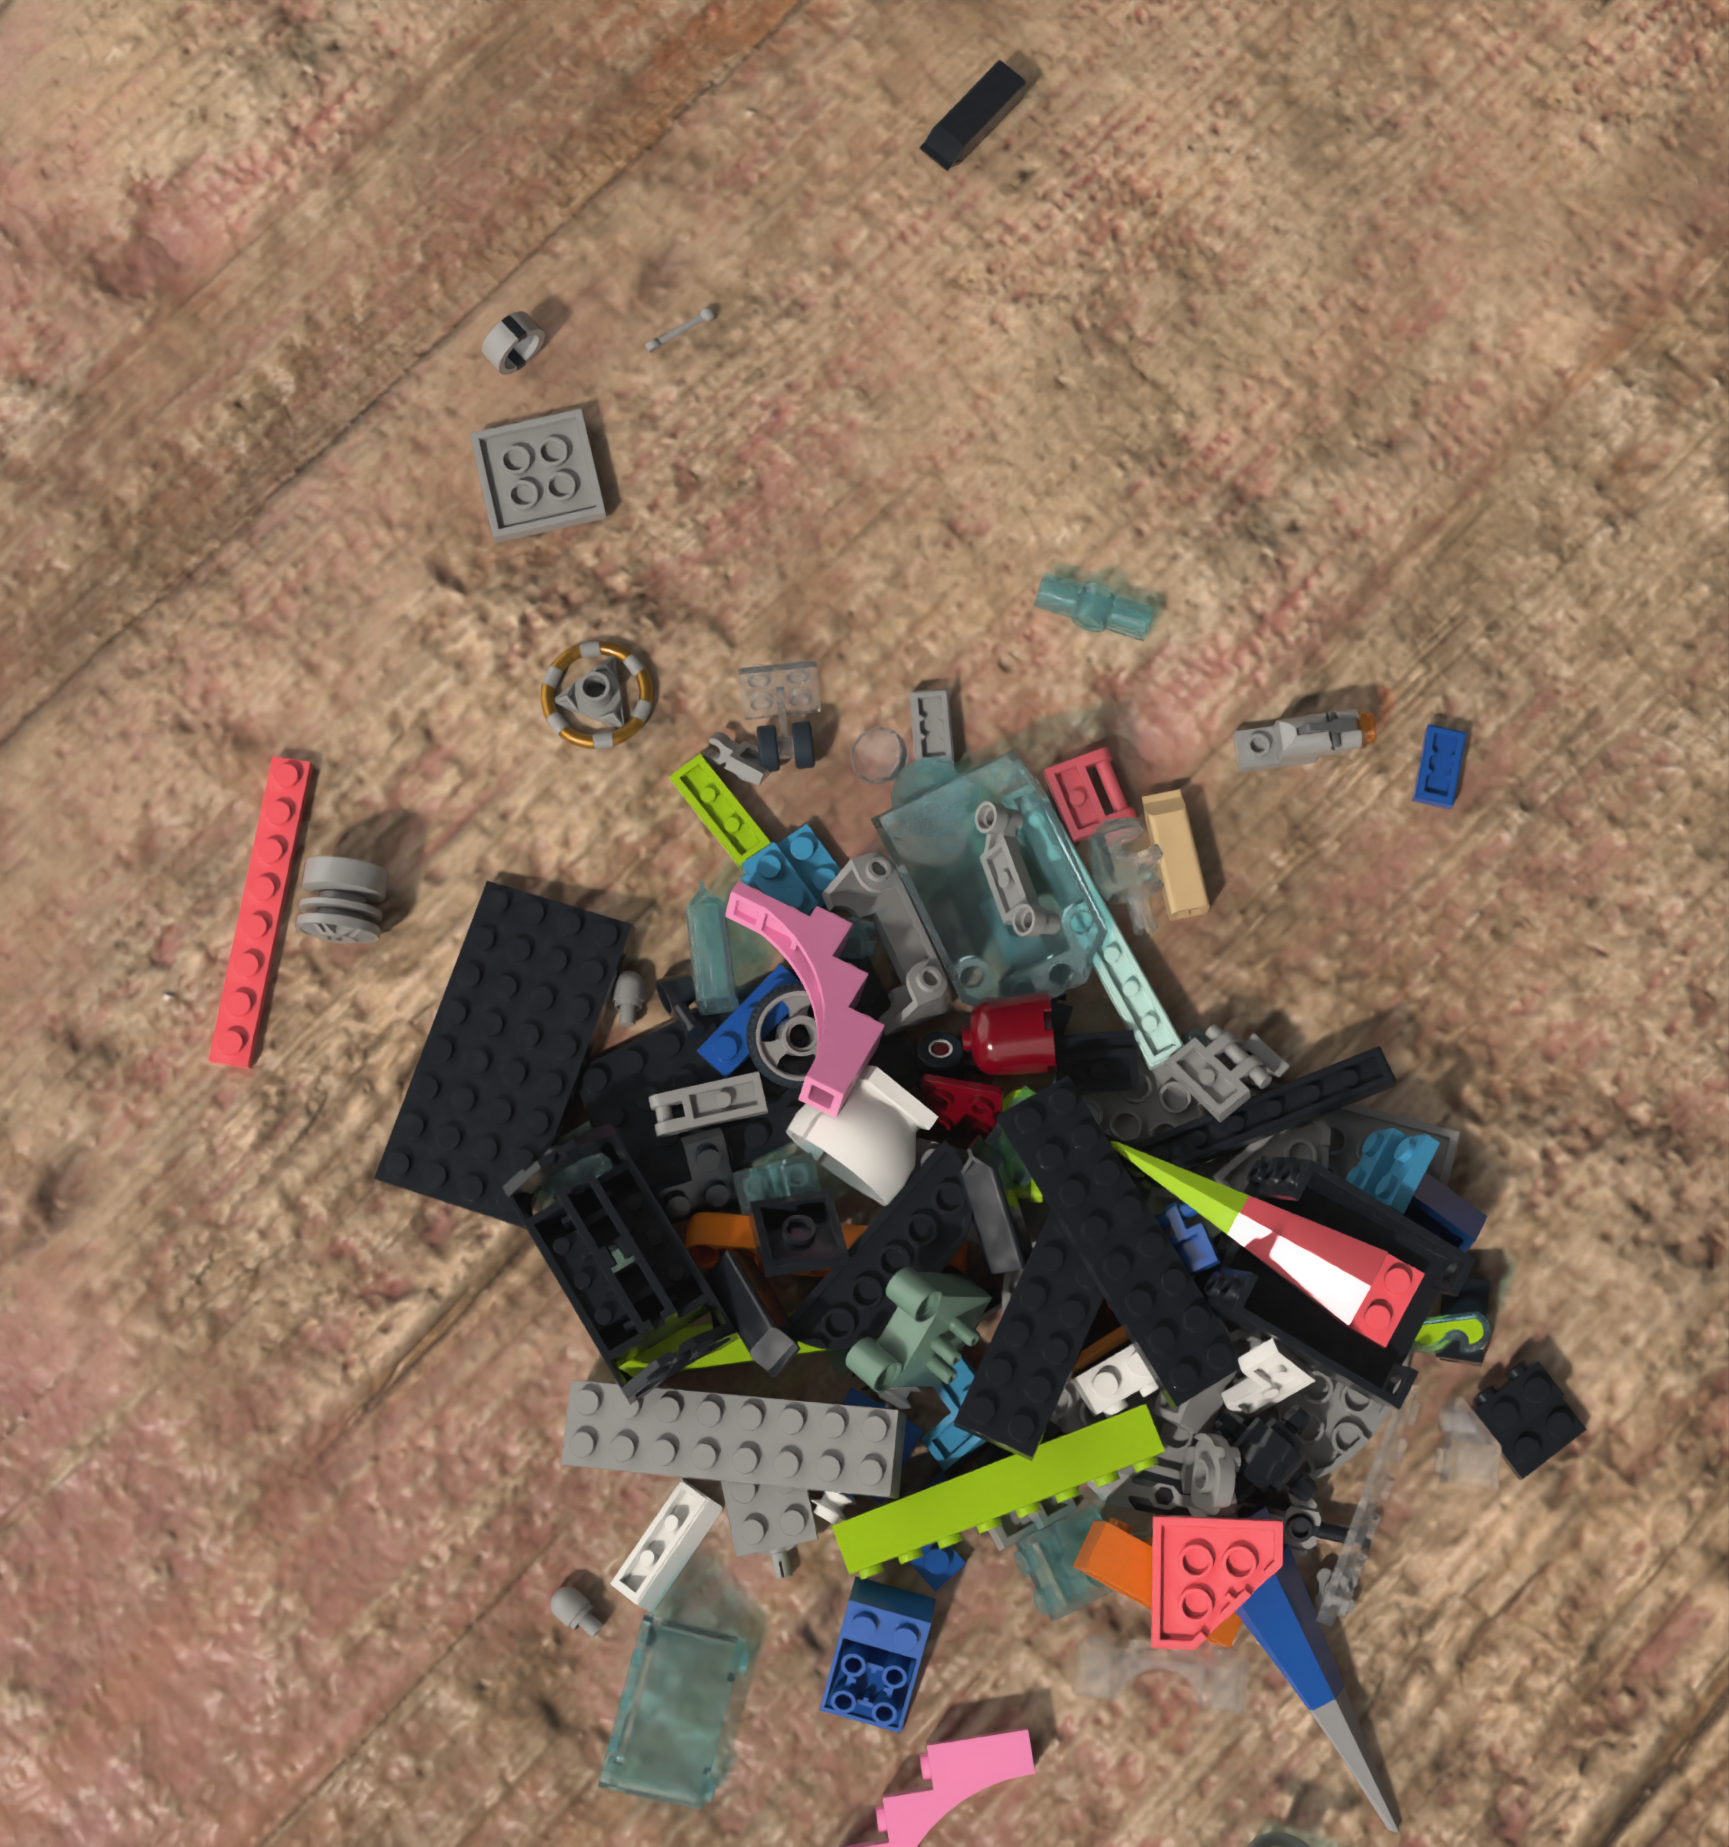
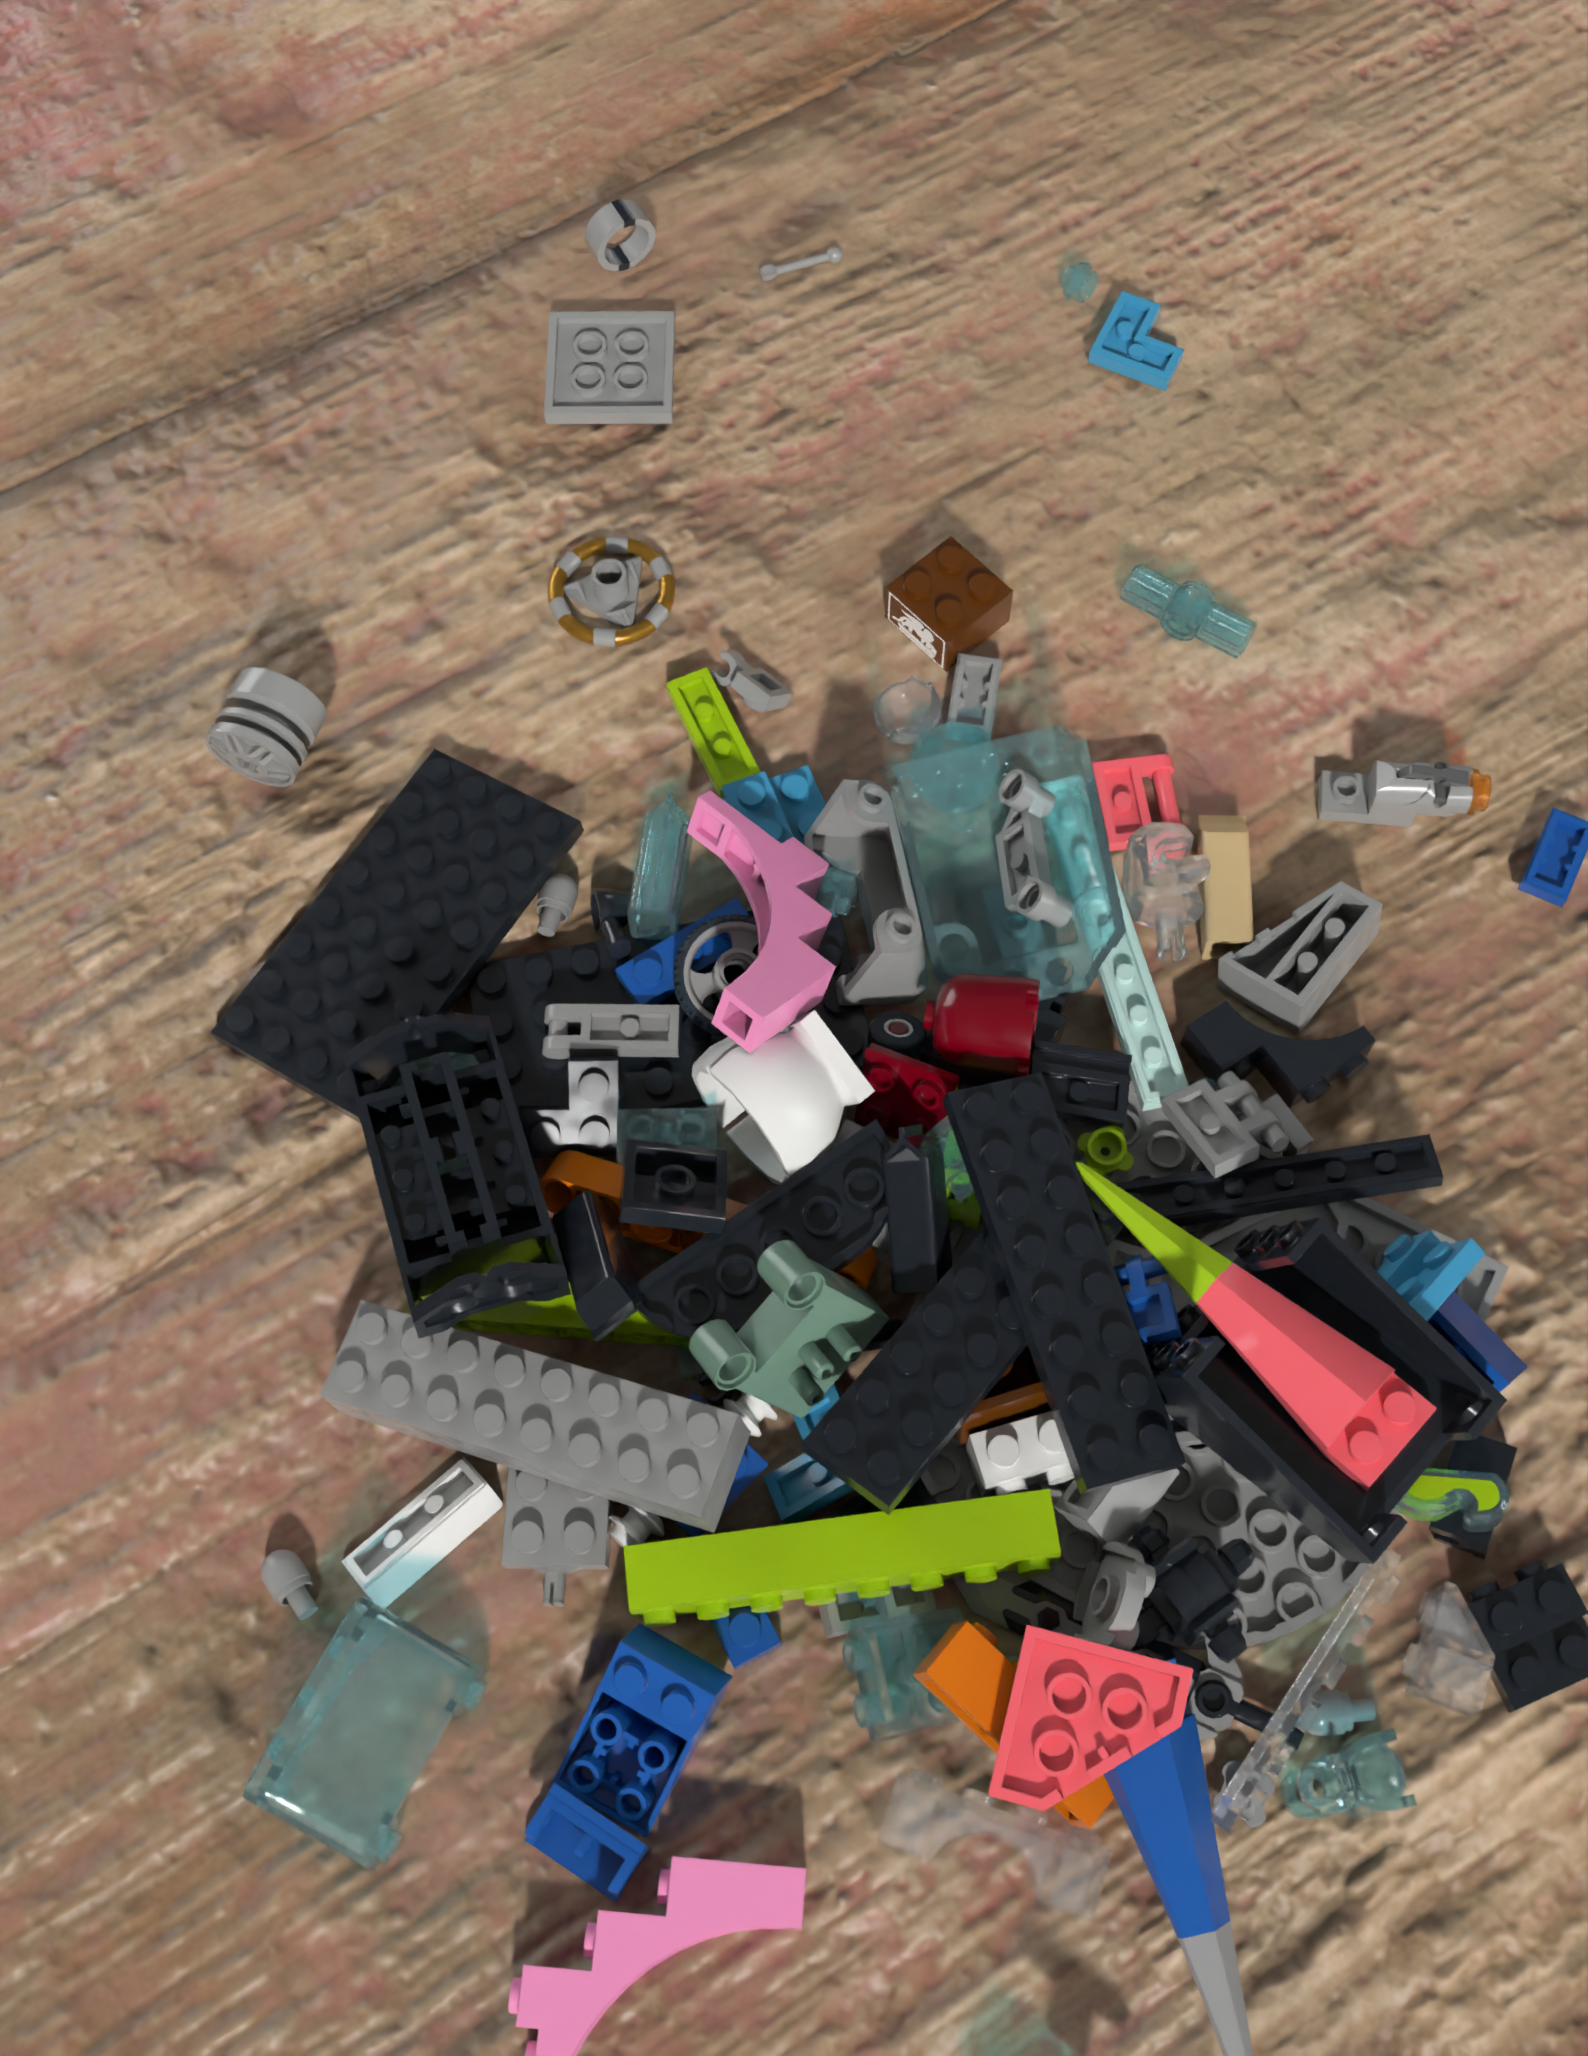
camera: 15 degrees right, 10 degrees down
(261, 913) = (176, 735): coral plate -> none
(782, 692) = (810, 620): clear plate -> none
(858, 1749) = (585, 1842): none -> blue hinge
(890, 646) = (948, 603): none -> reddish brown brick
(932, 298) = (1079, 282): none -> clear light blue plate
(974, 116) = (1167, 123): black piece -> none
(987, 358) = (1127, 348): none -> dark azure plate
(1131, 1102) = (1108, 1138): none -> lime plate
(1205, 997) = (1293, 1067): none -> black arch
(1252, 908) = (1303, 959): none -> light grey wedge
(1270, 1377) = (1219, 1495): white plate -> none
(1394, 1512) = (1340, 1712): none -> light grey cylinder
(1417, 1561) = (1357, 1781): none -> clear light blue piece

